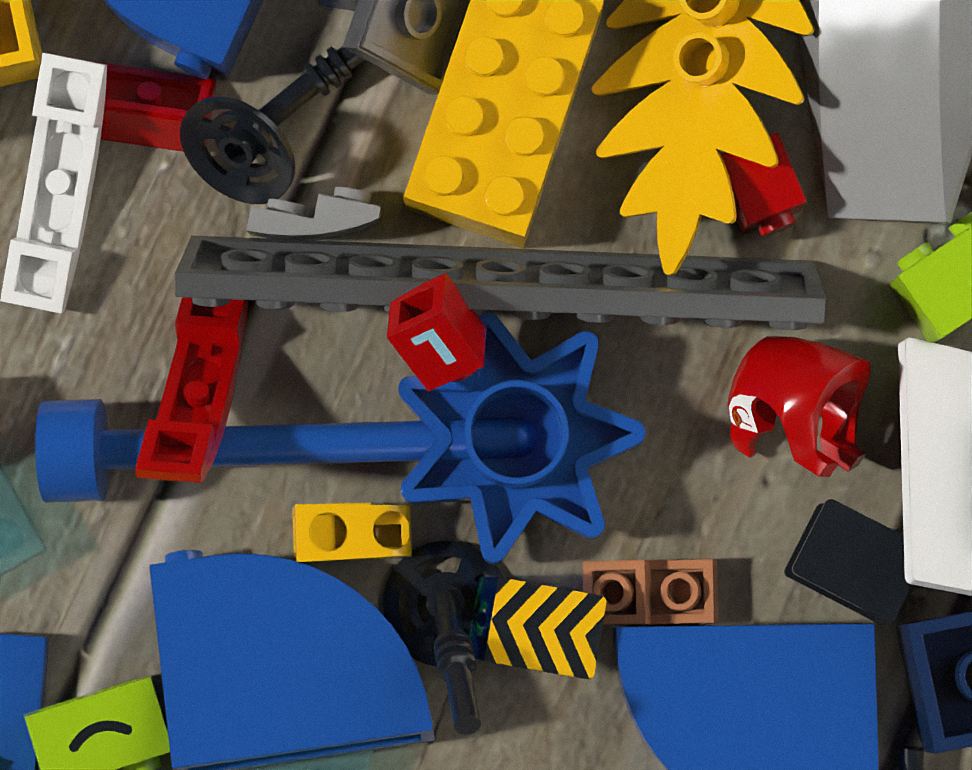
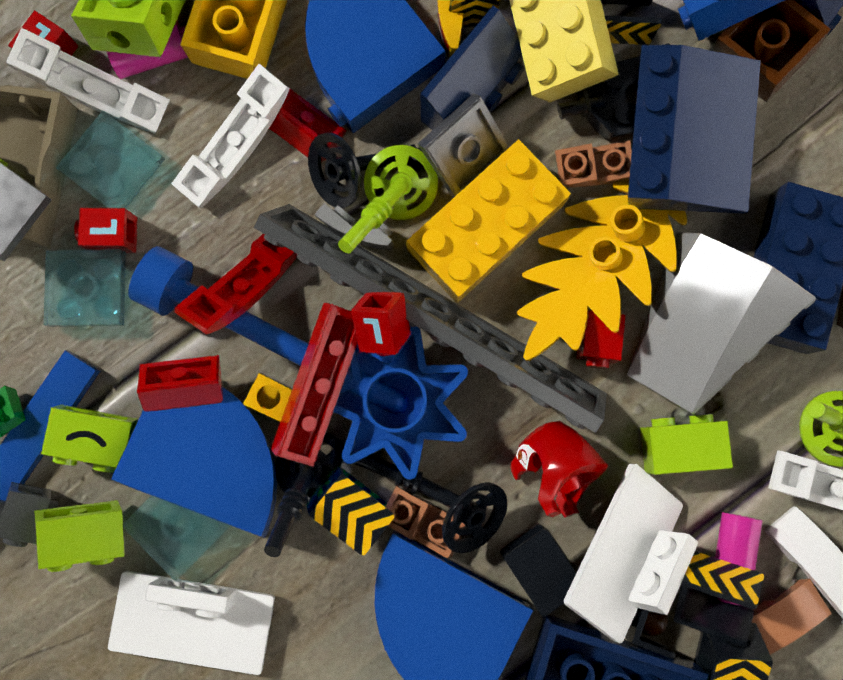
camera: 30 degrees right, 0 degrees up
(191, 580) = (180, 383): none -> red slope
(342, 127) = (394, 190): none -> lime dish
(391, 473) = (317, 386): none -> red slope
(693, 536) = (462, 506): none -> black dish

